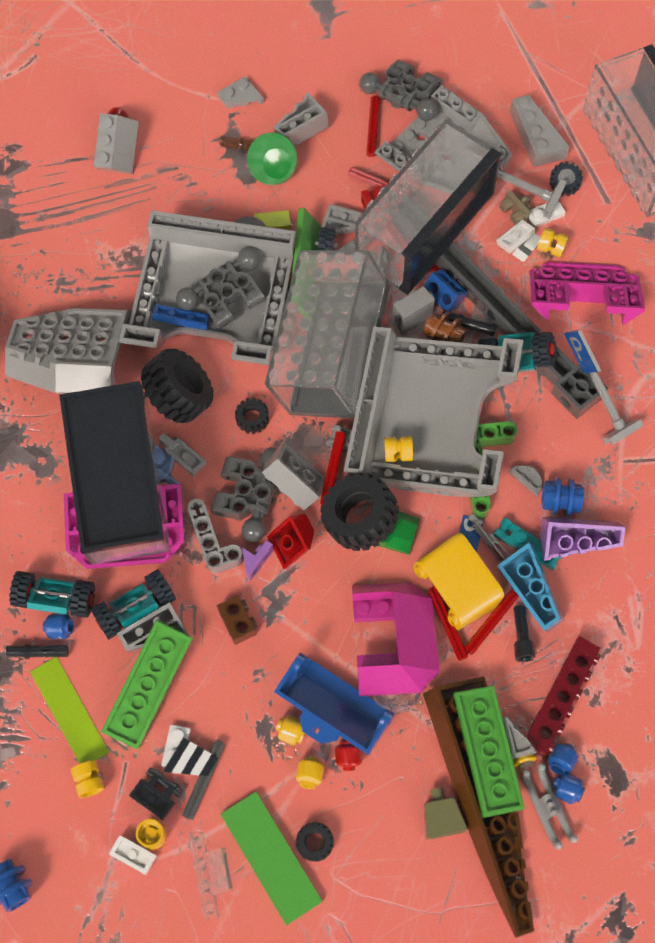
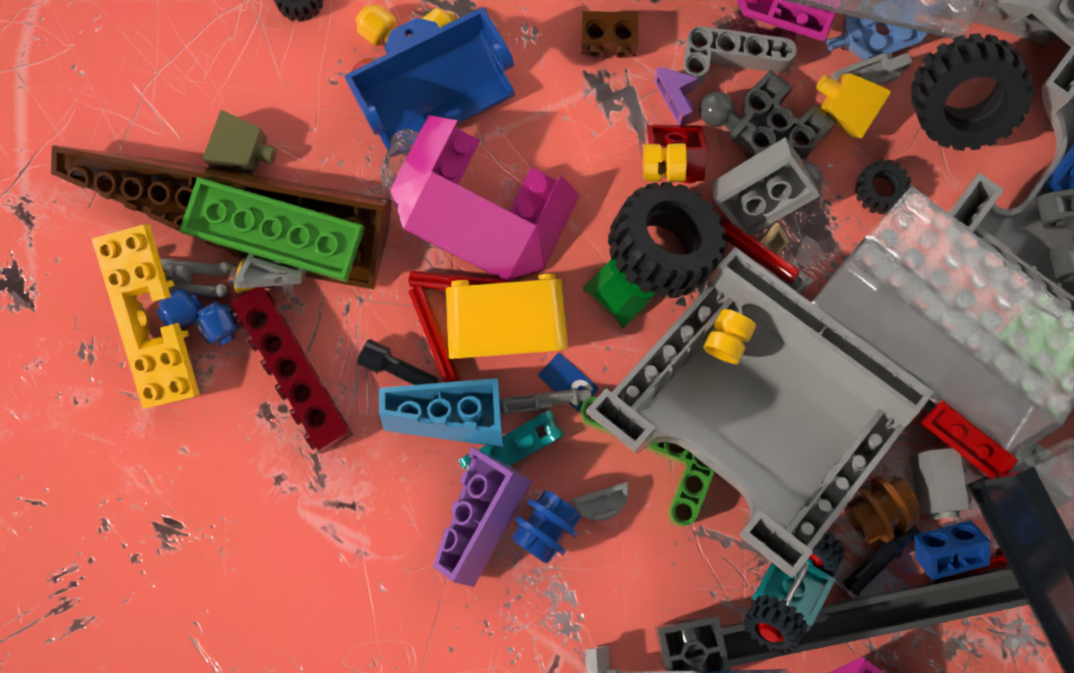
camera: 120 degrees right, 10 degrees up
(210, 452) = (852, 102): none -> yellow torso
(315, 535) = (674, 158): none -> yellow wheel
(319, 460) = (774, 239): none -> tan slope
(388, 300) = (968, 440): none -> red tile
(609, 779) = (132, 269): none -> yellow plate

